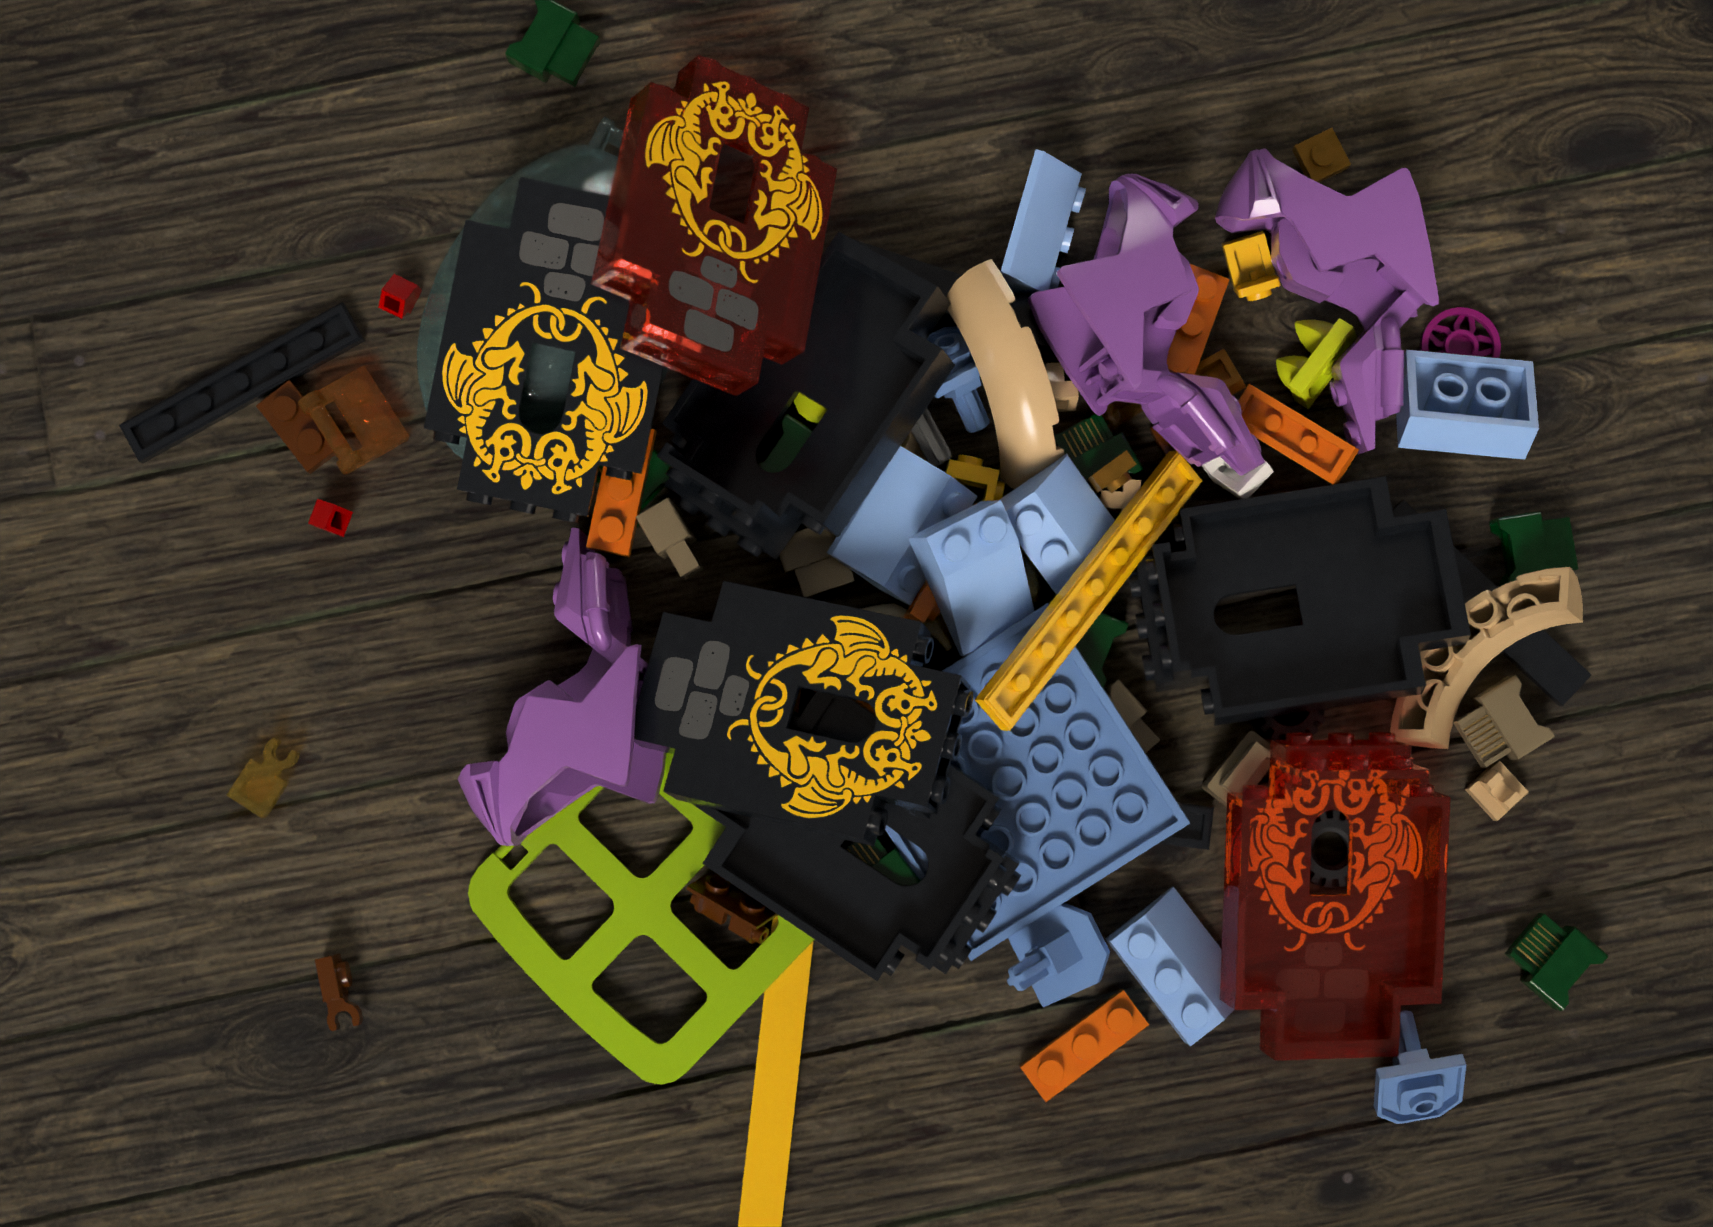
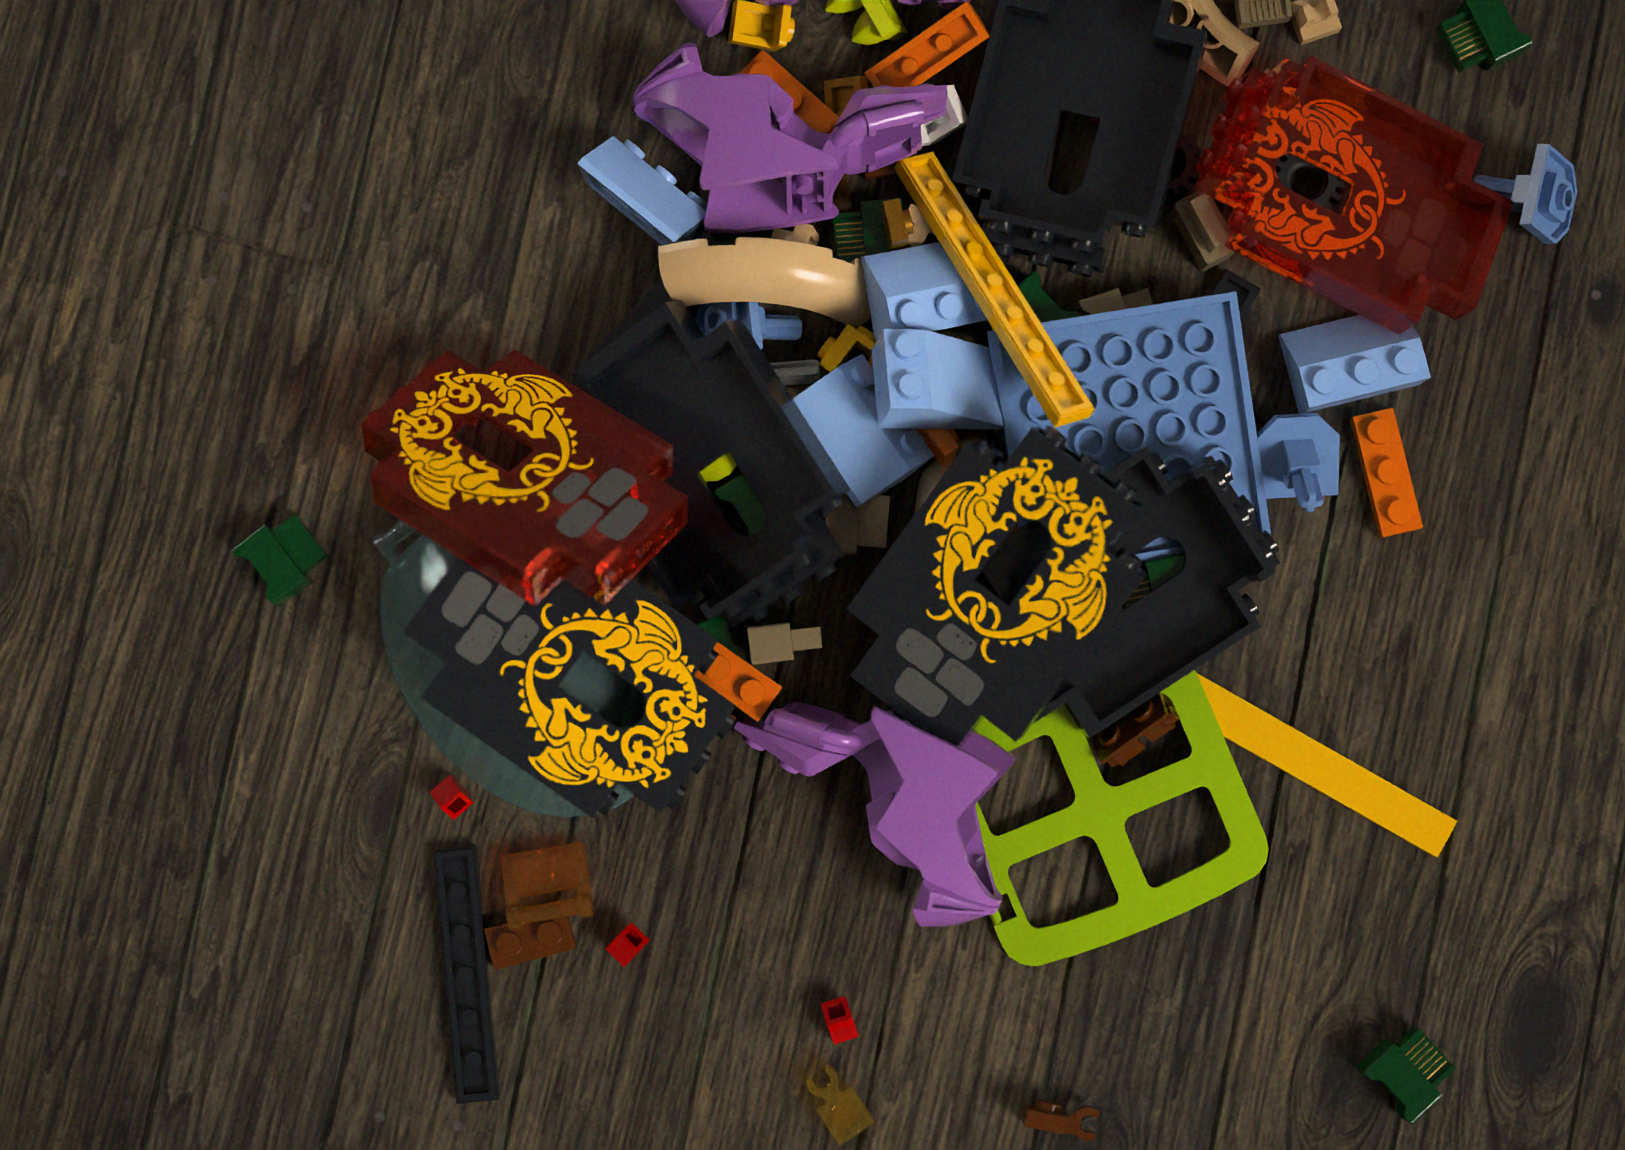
camera: 65 degrees left, 0 degrees up
(343, 745) = (839, 1020): none -> red piece

